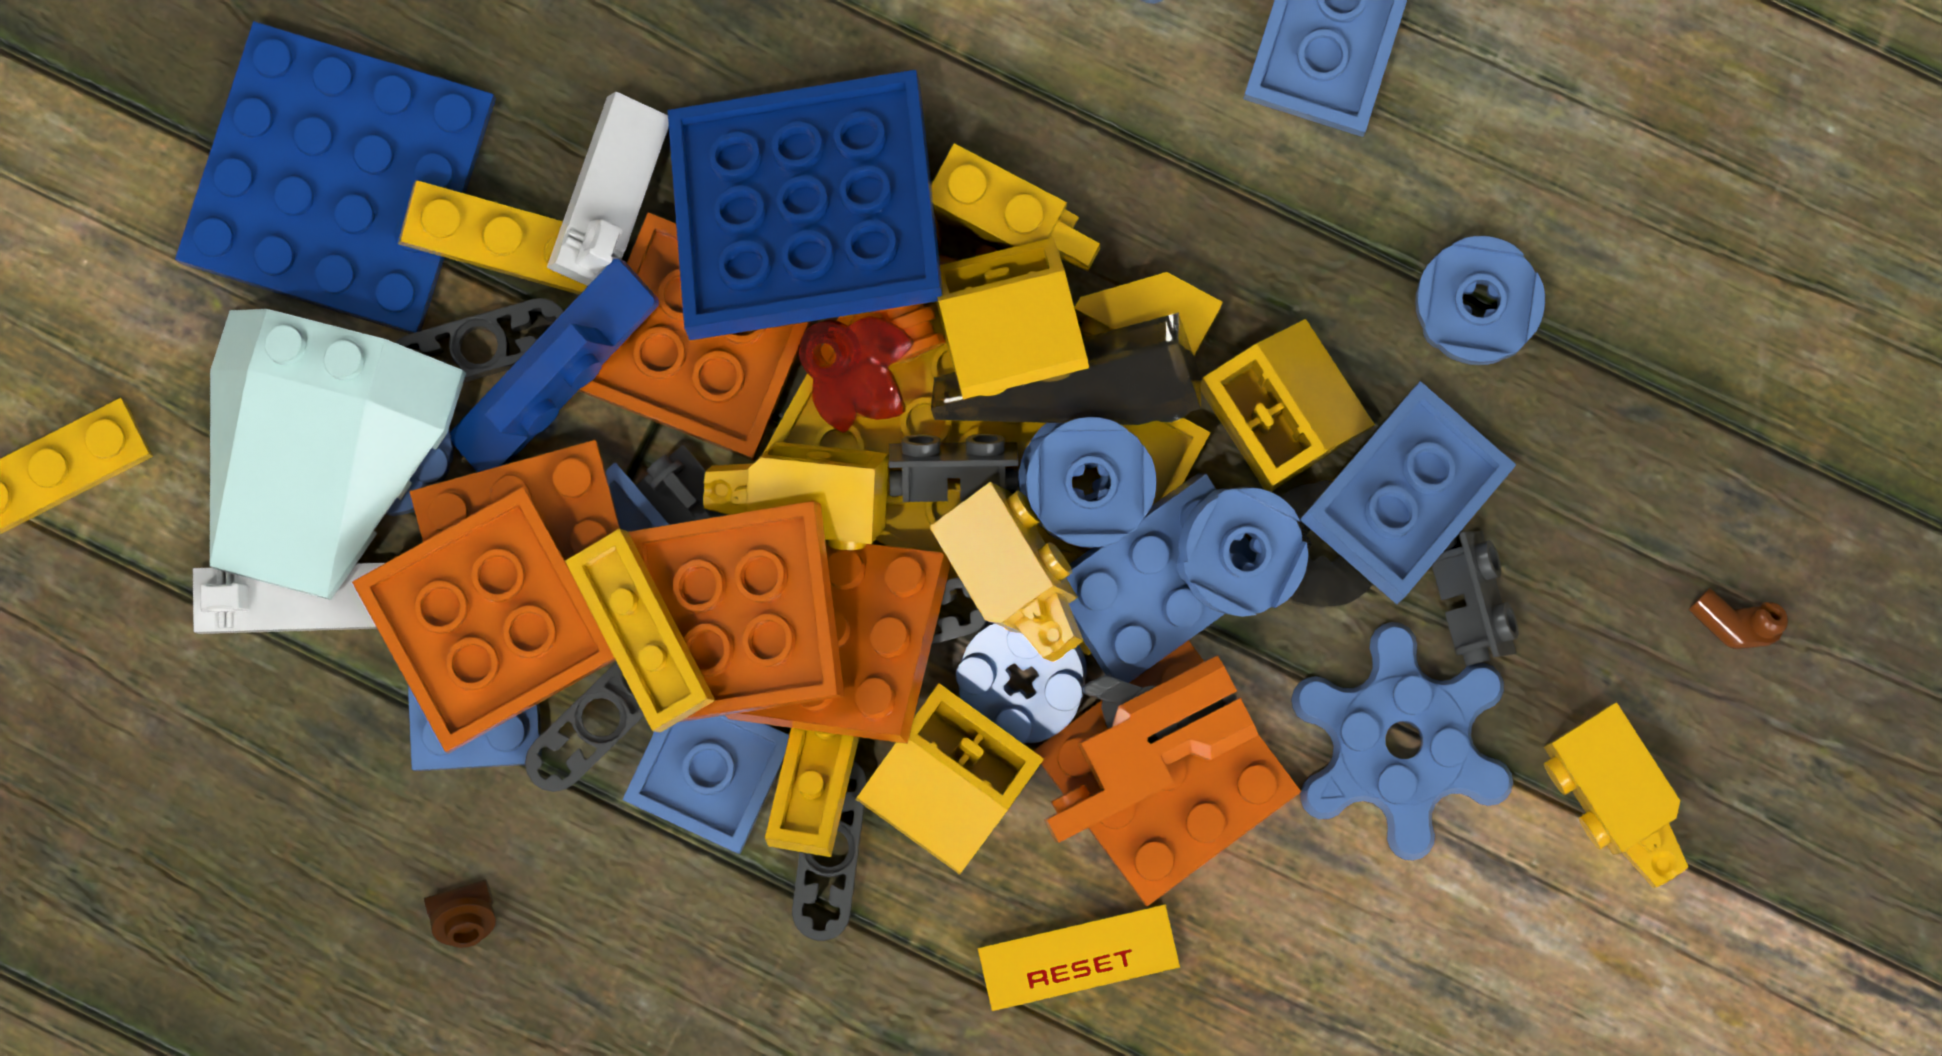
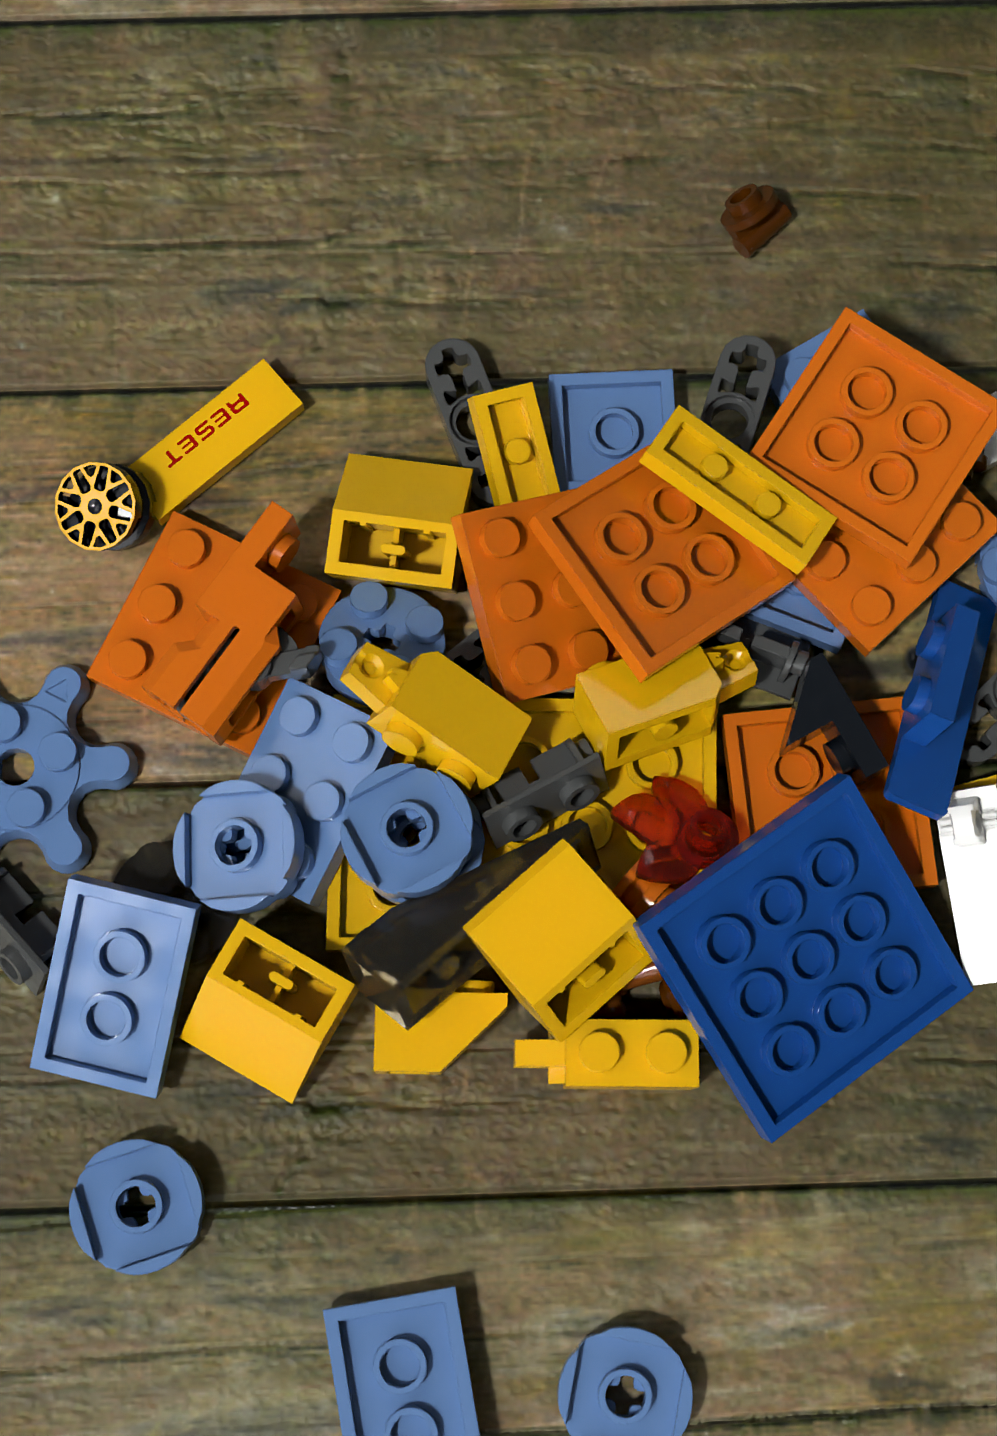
camera: 150 degrees right, 5 degrees down
(668, 409) = (825, 708): none -> black slope
(1208, 937) = (106, 507): none -> black wheel

